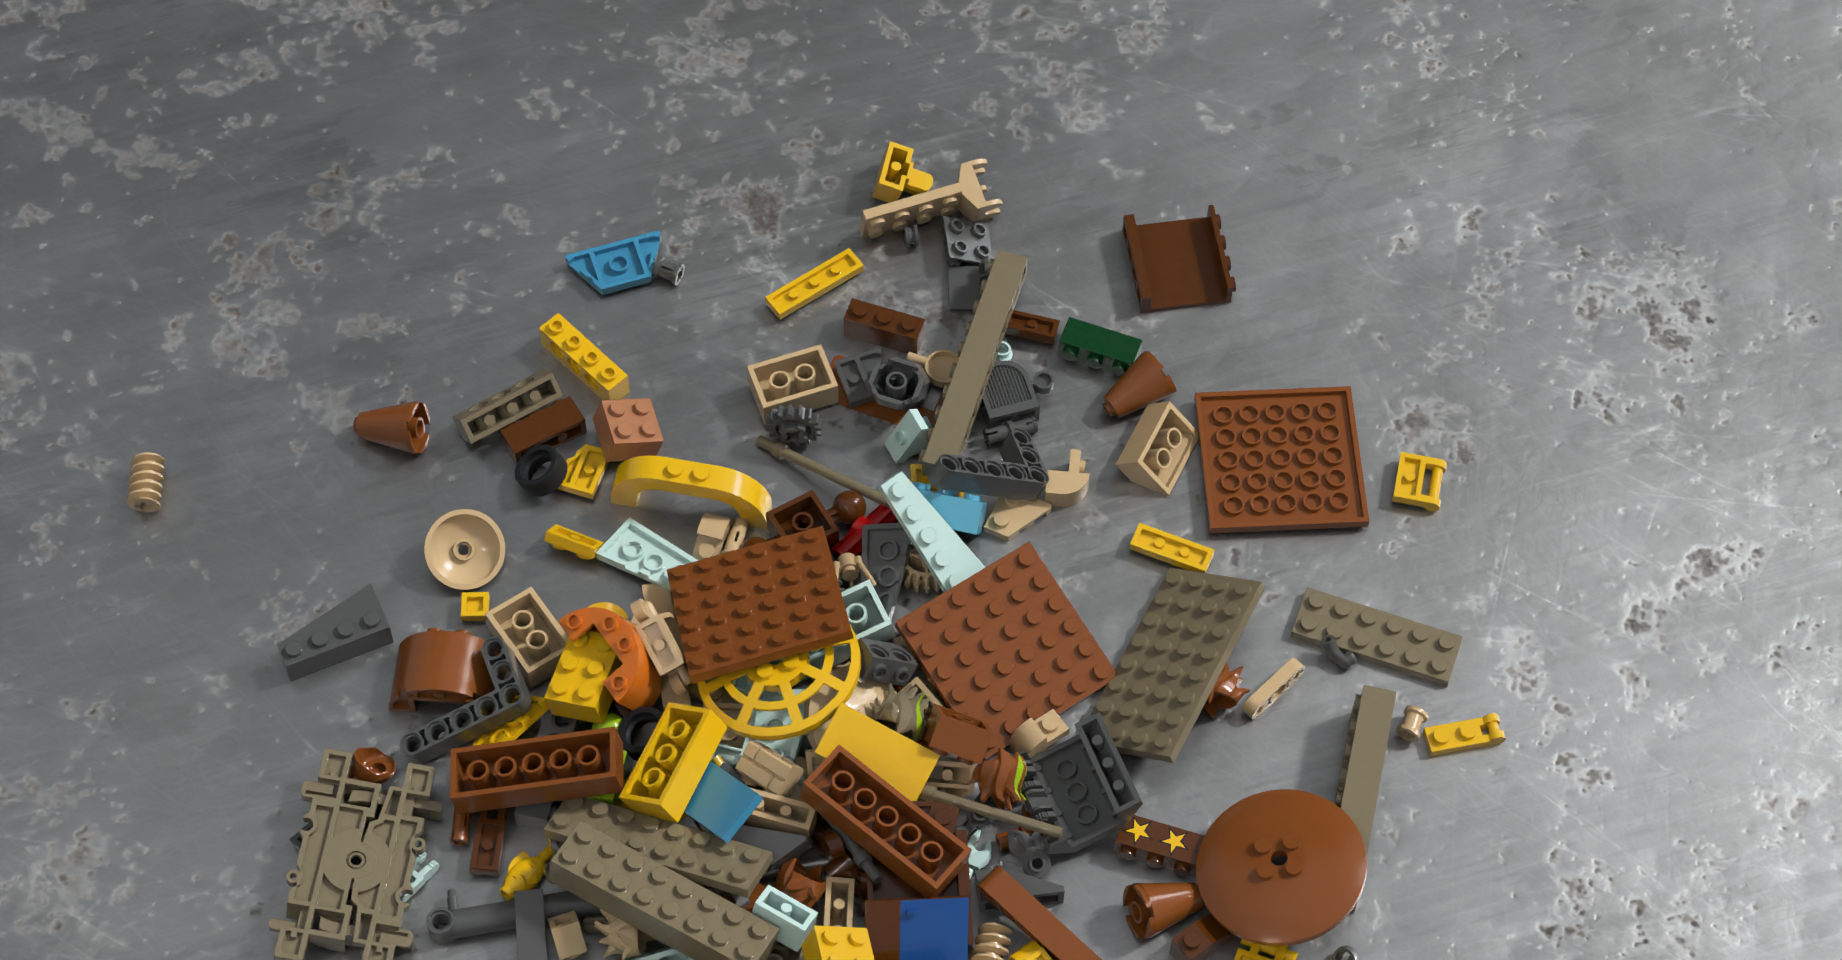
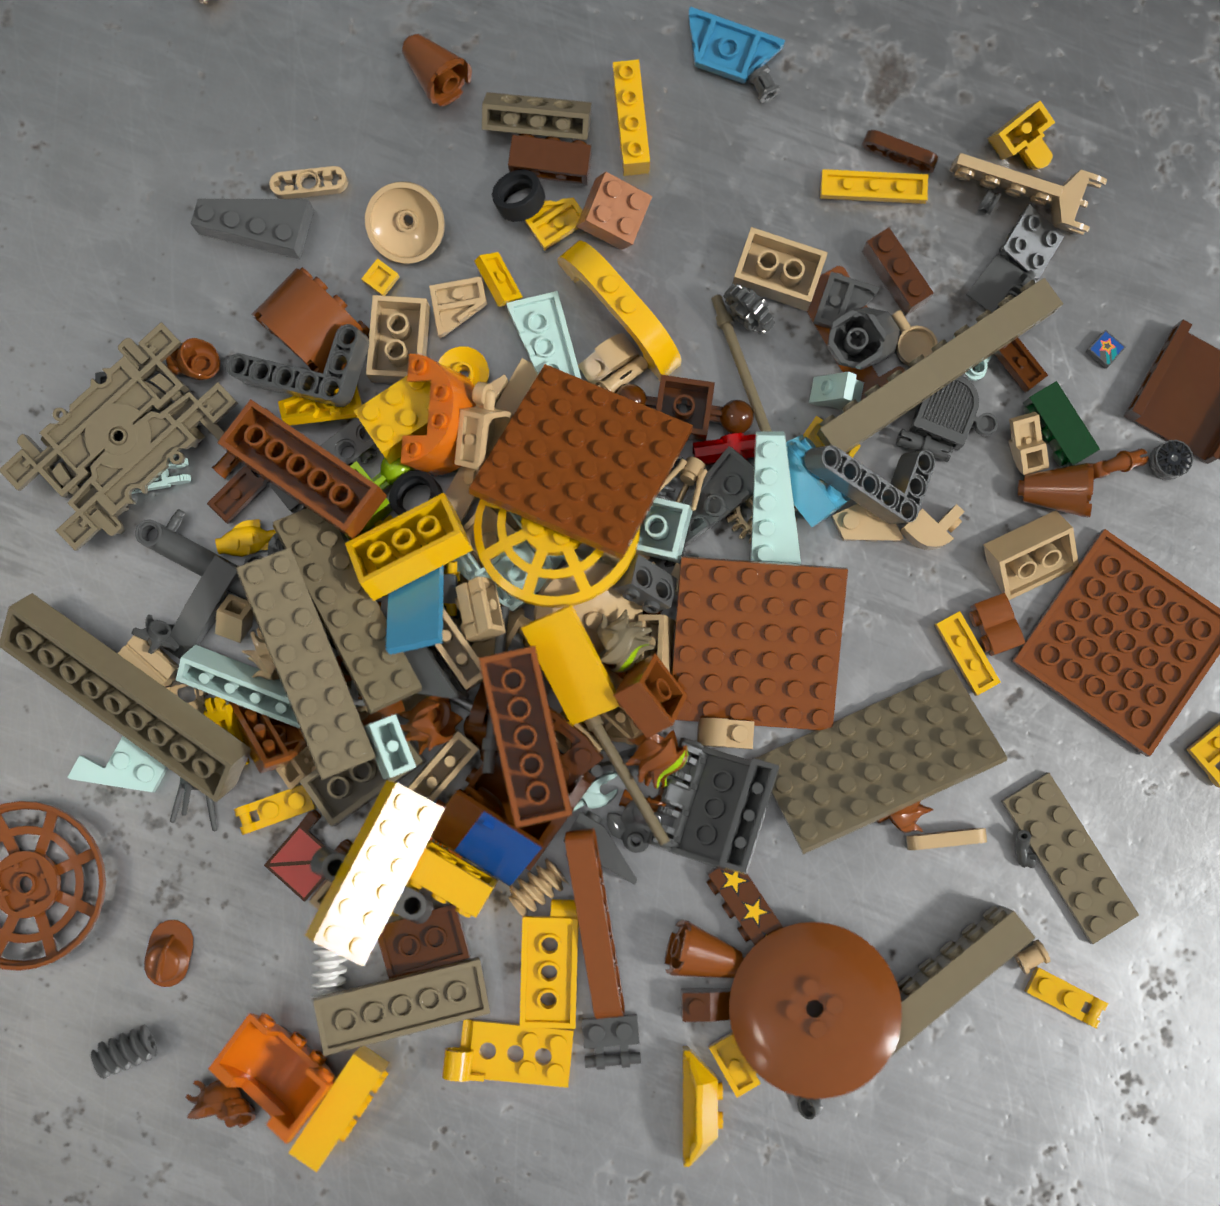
camera: 40 degrees right, 25 degrees up
(375, 571) = (290, 191): none -> tan beam
(554, 581) = (456, 302): none -> tan wing
(802, 249) = (900, 151): none -> reddish brown beam
(1086, 276) = (1105, 349): none -> tile
(1088, 378) = (1027, 444): none -> tan brick
(1167, 338) = (1123, 461): none -> dark orange piece
(1175, 513) = (997, 624): none -> dark orange brick
(1200, 315) = (1170, 460): none -> dark grey wheel

